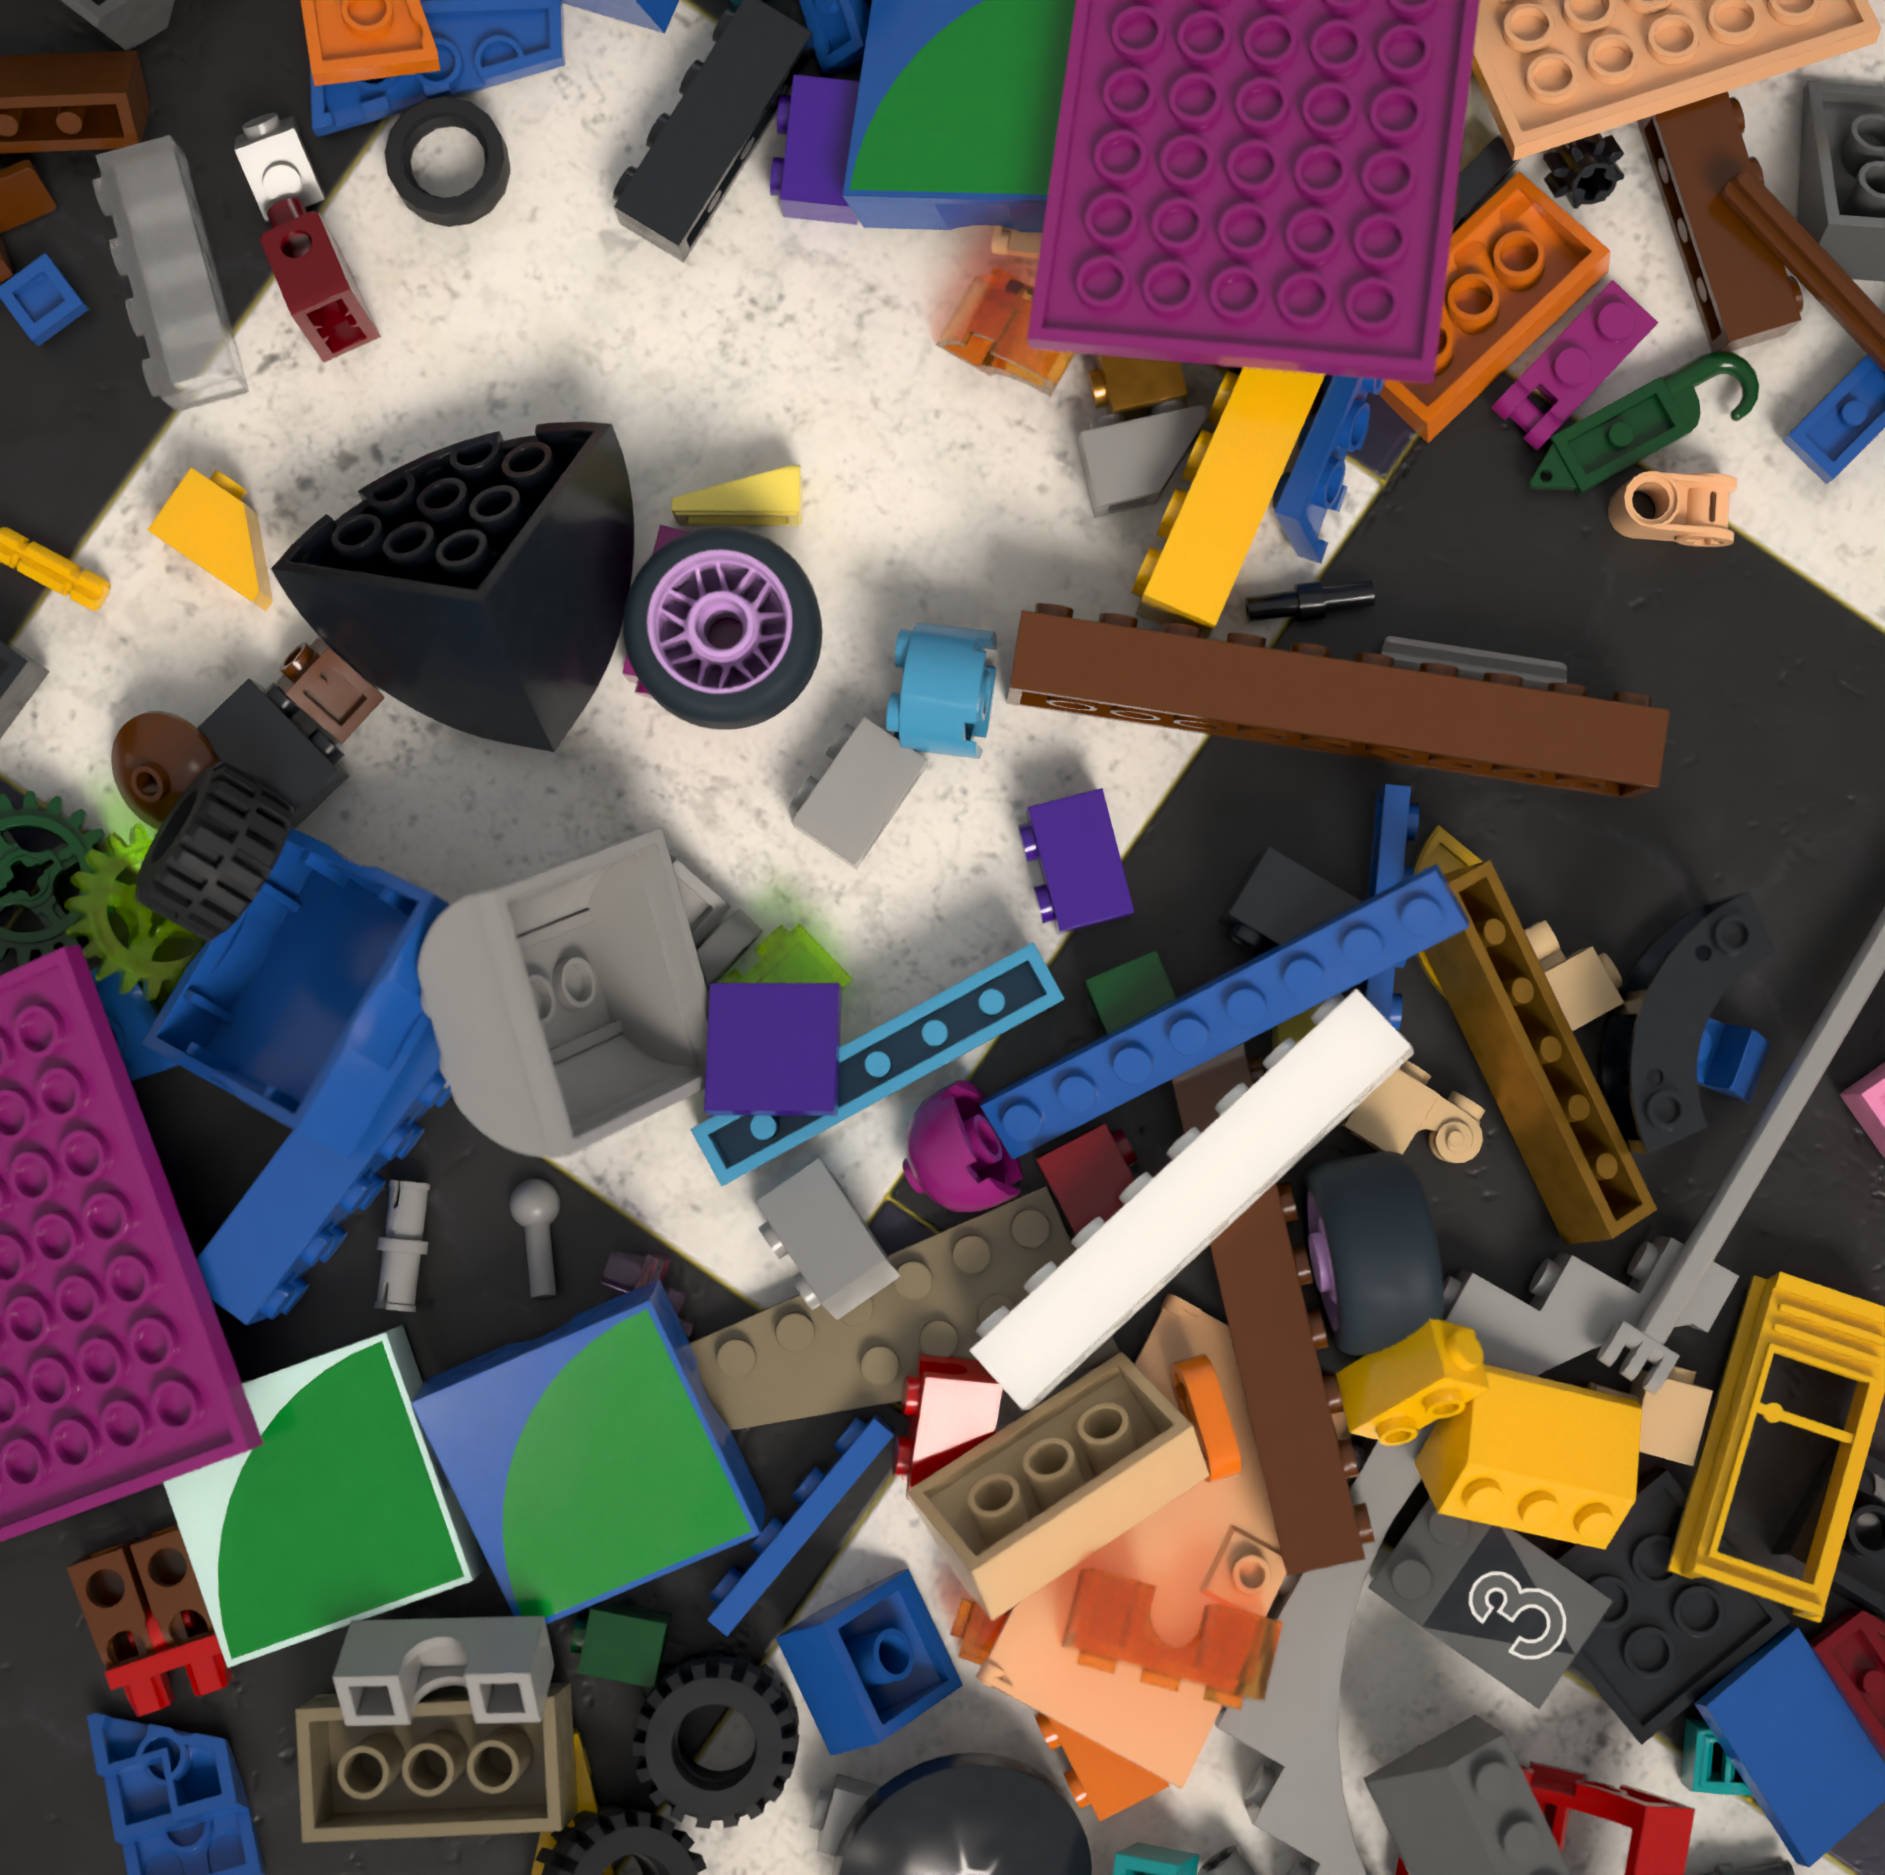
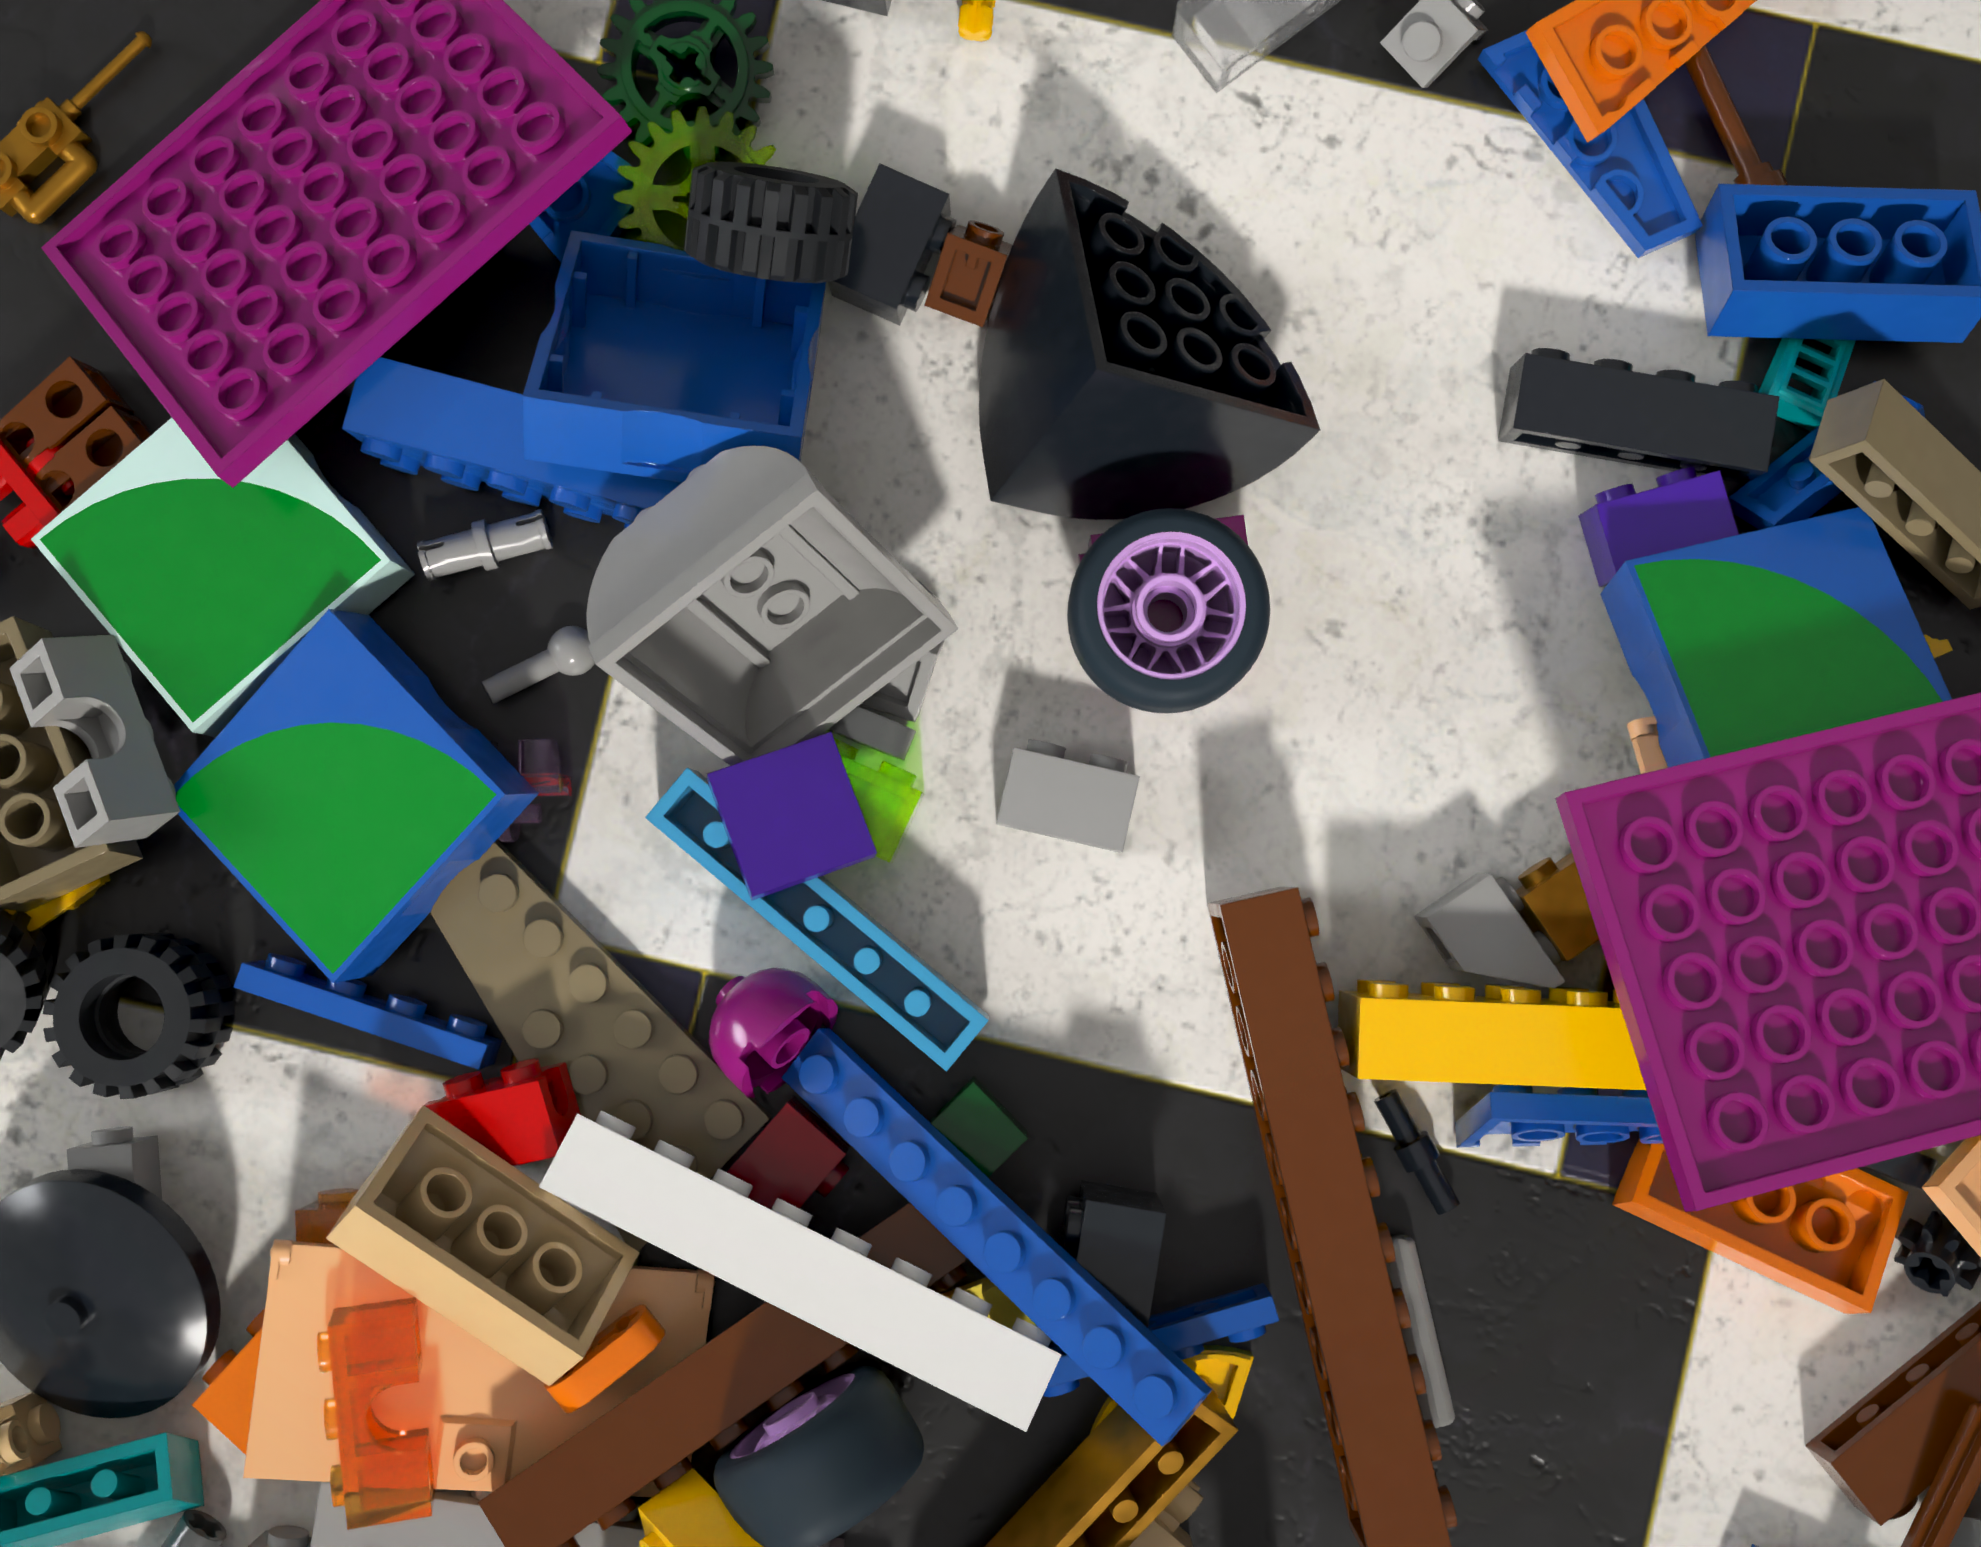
camera: 75 degrees right, 0 degrees up
(156, 762) = (841, 142): reddish brown dish -> none
(217, 533) = (1072, 113): yellow slope -> none
(316, 280) = (1343, 108): dark red torso -> none
(421, 121) = (1530, 146): black tyre -> none
(621, 1642) = (195, 892): dark green brick -> none
(756, 500) = (1301, 593): light yellow slope -> none
(826, 1240) = (635, 934): light grey brick -> none
(869, 1663) = (263, 1128): blue slope -> none
(943, 689) = (1194, 840): dark azure brick -> none
(992, 333) = (1551, 756): clear orange brick -> none
(1077, 862) = (1082, 1029): dark purple brick -> none
(1405, 1106) = (975, 1438): tan brick -> none
(1576, 363) = (1746, 1318): magenta plate -> none
(1639, 424) = (1712, 1402): dark green plate -> none
(1687, 508) = (1650, 1477): light nougat piece -> none

